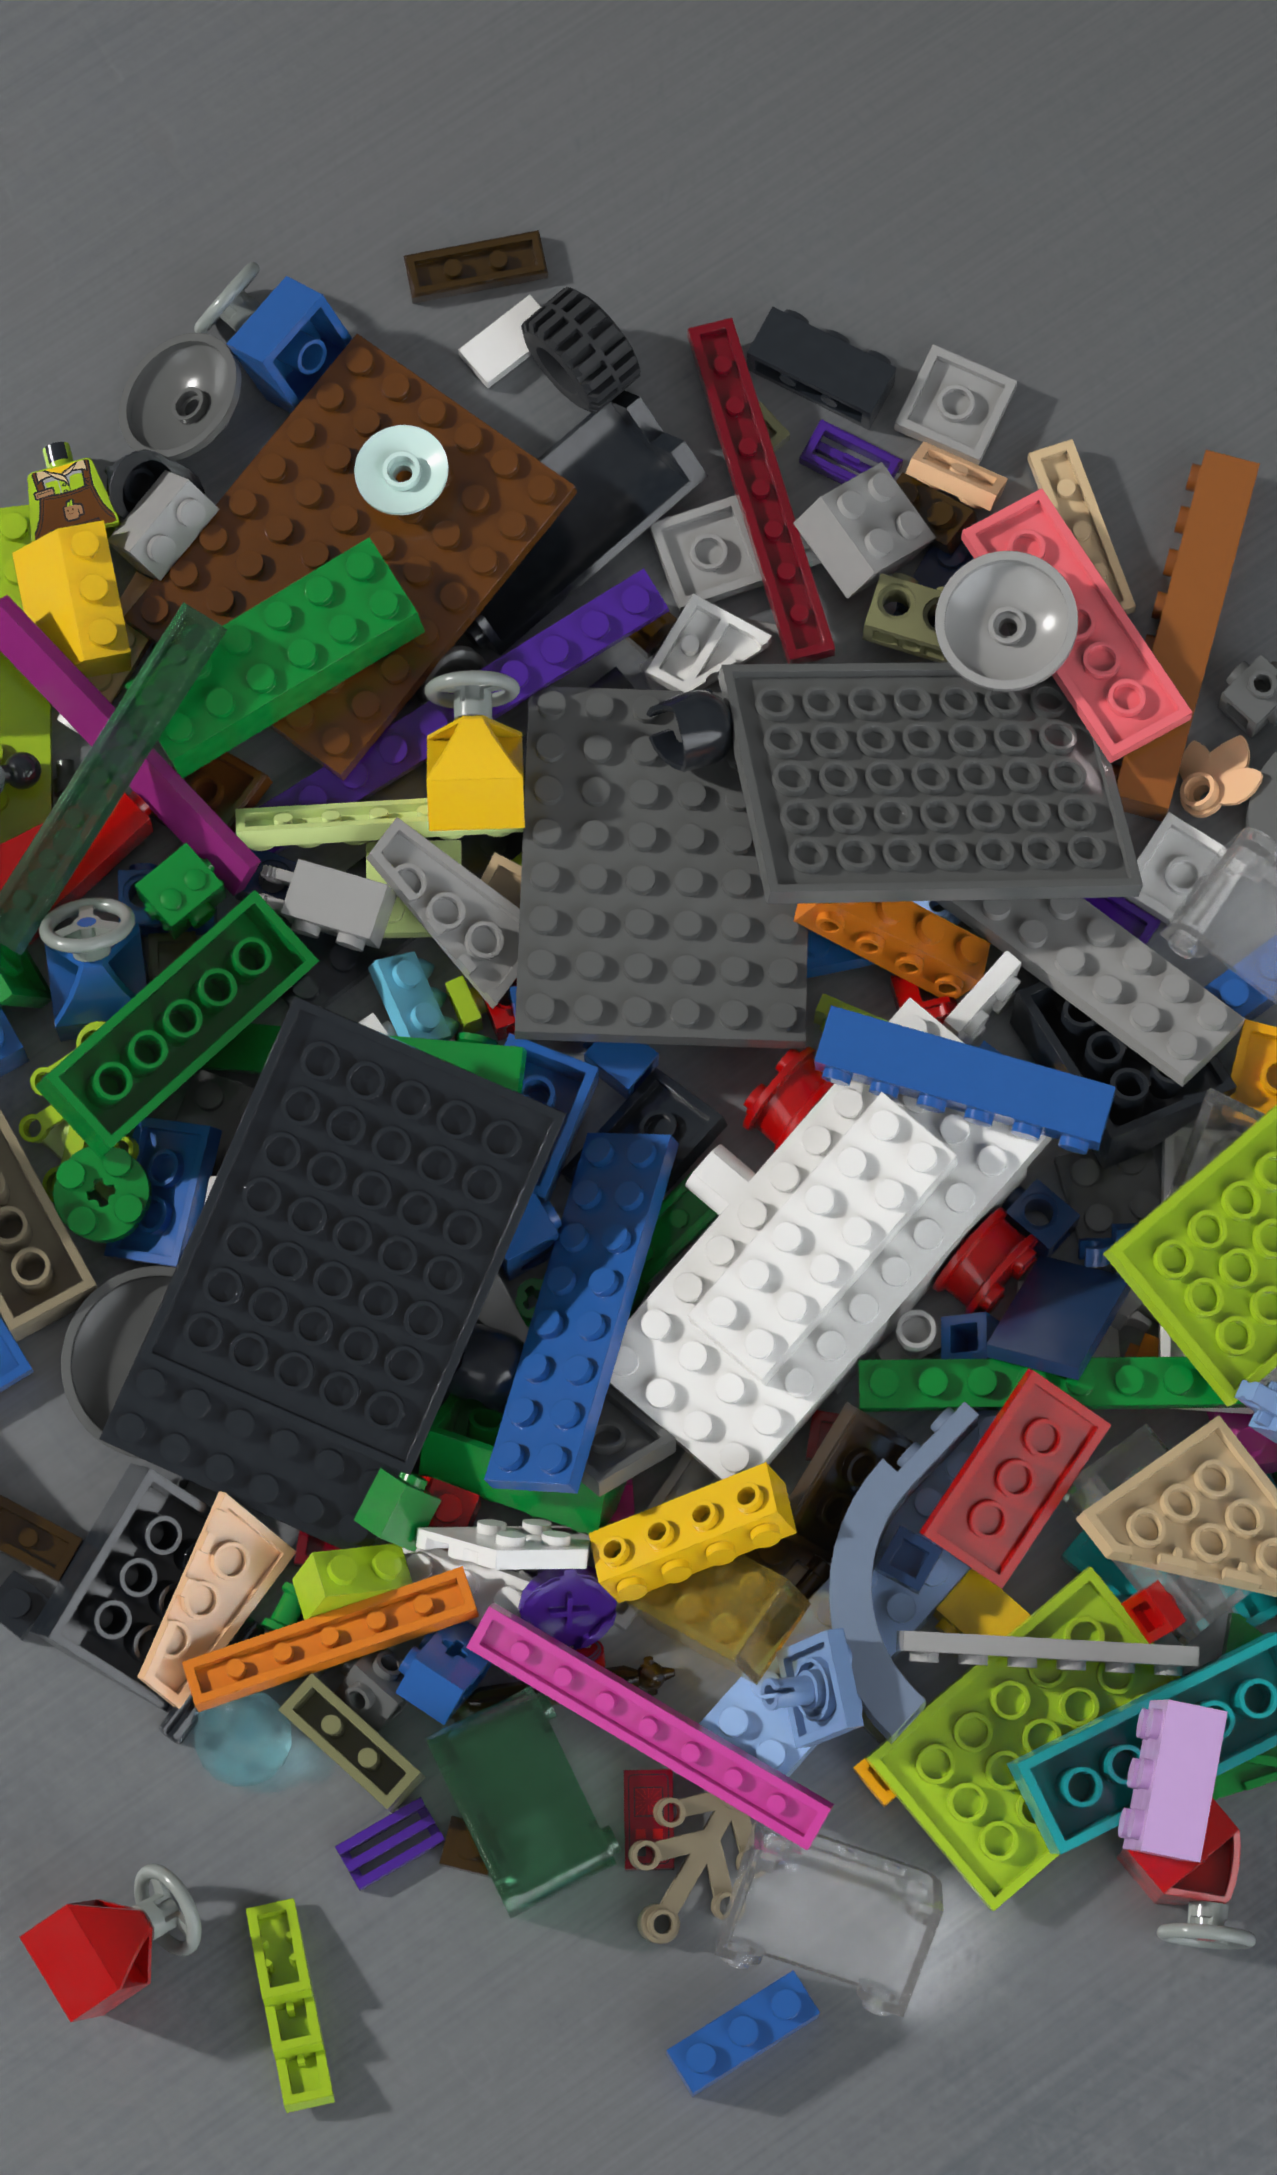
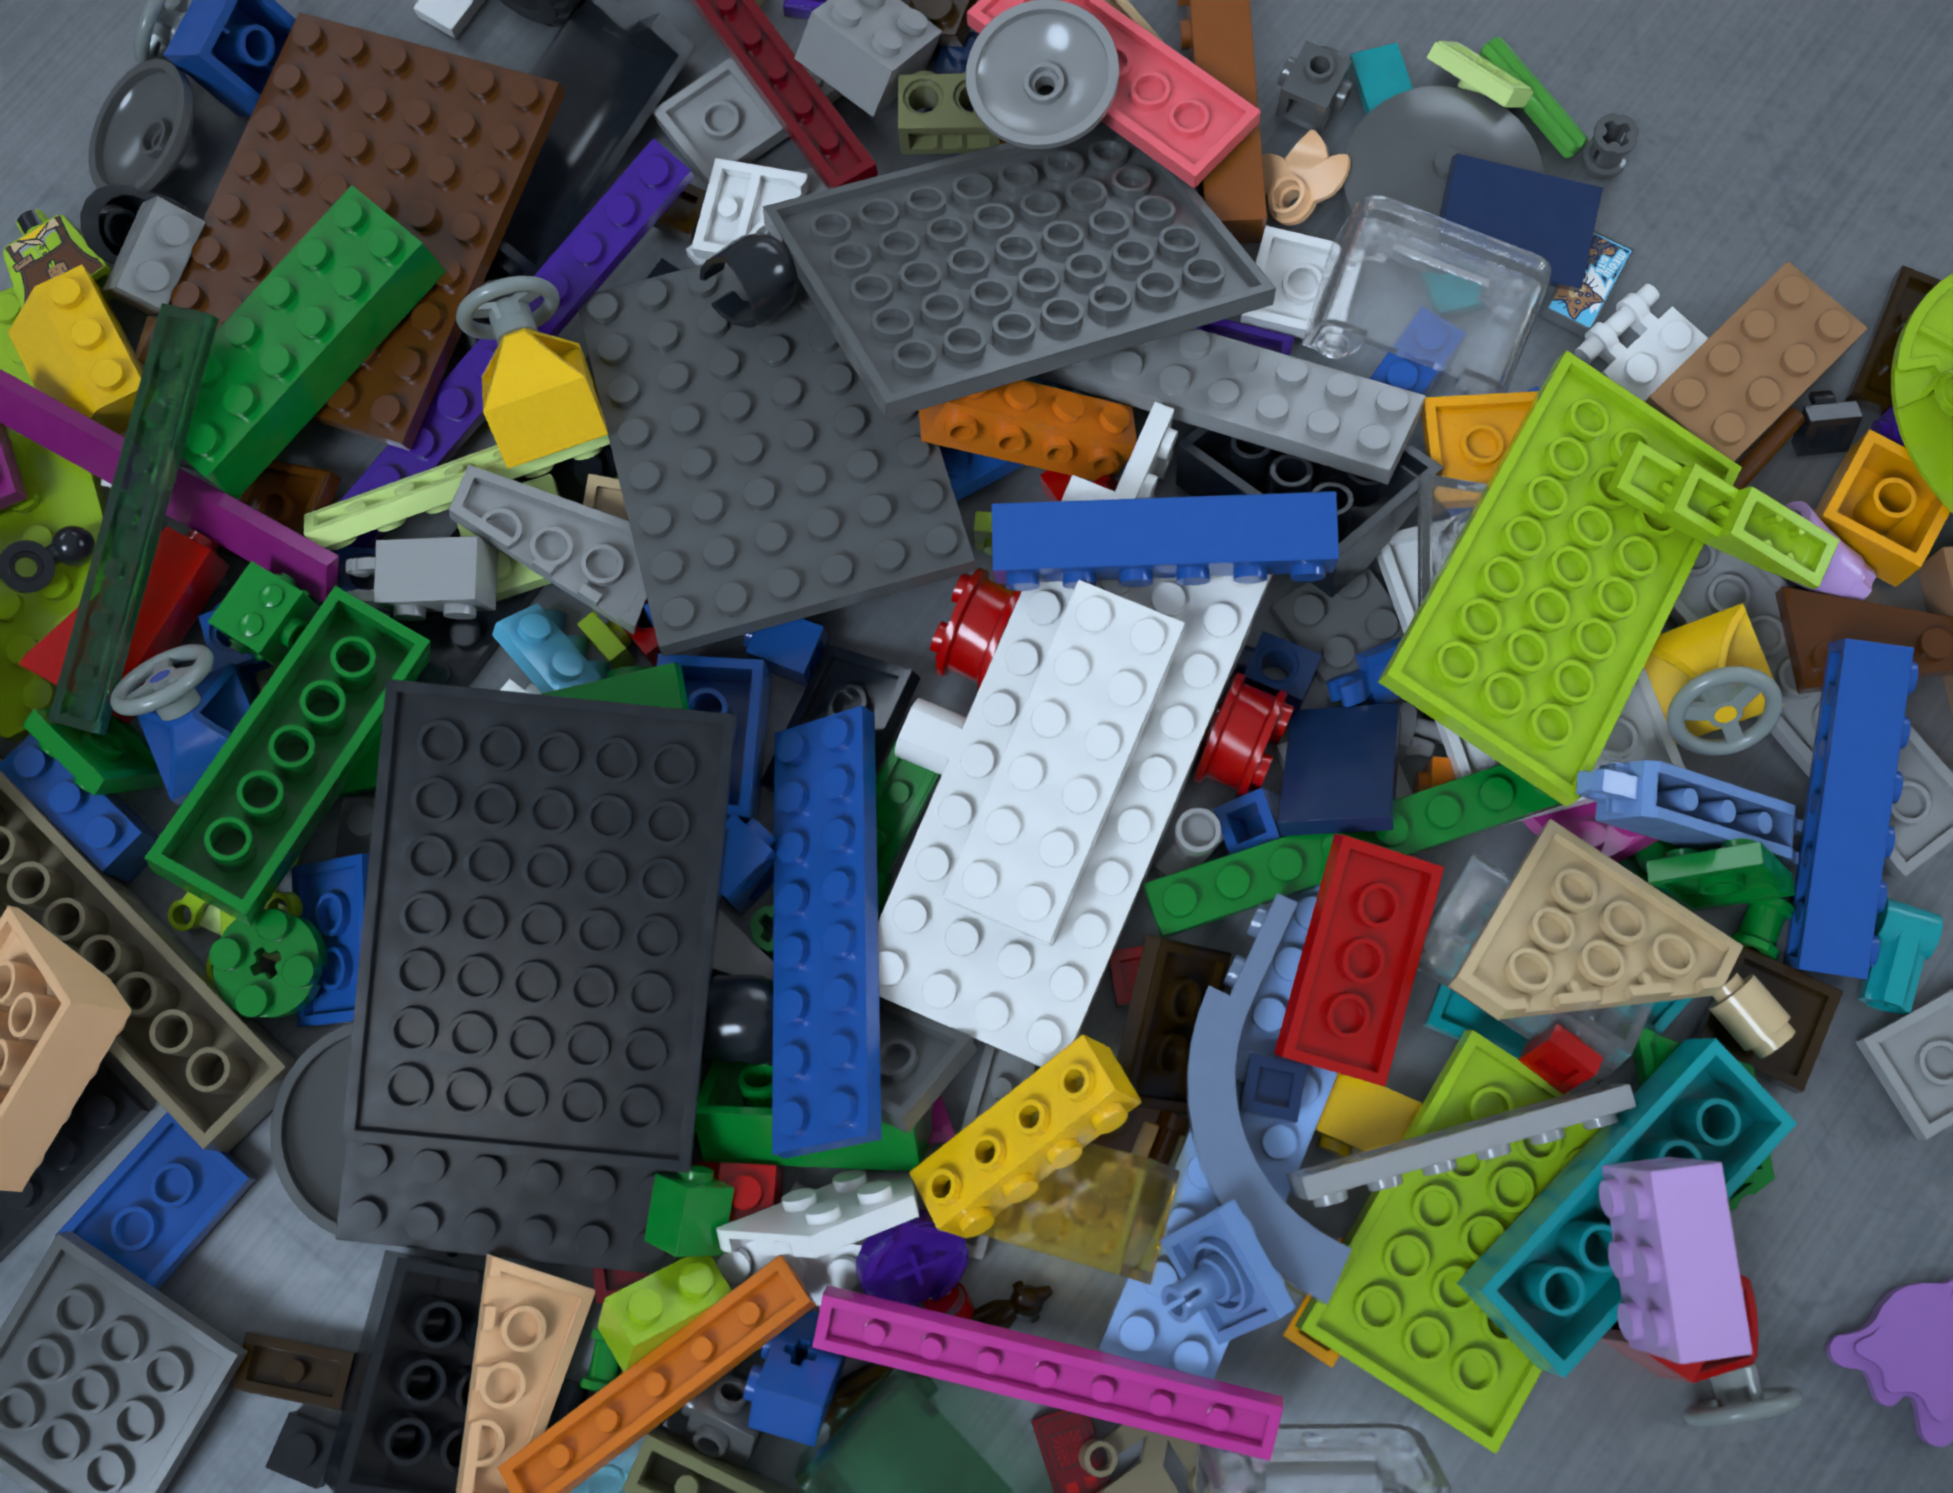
camera: 10 degrees left, 0 degrees up
(395, 451) = (363, 104): light aqua dish -> none

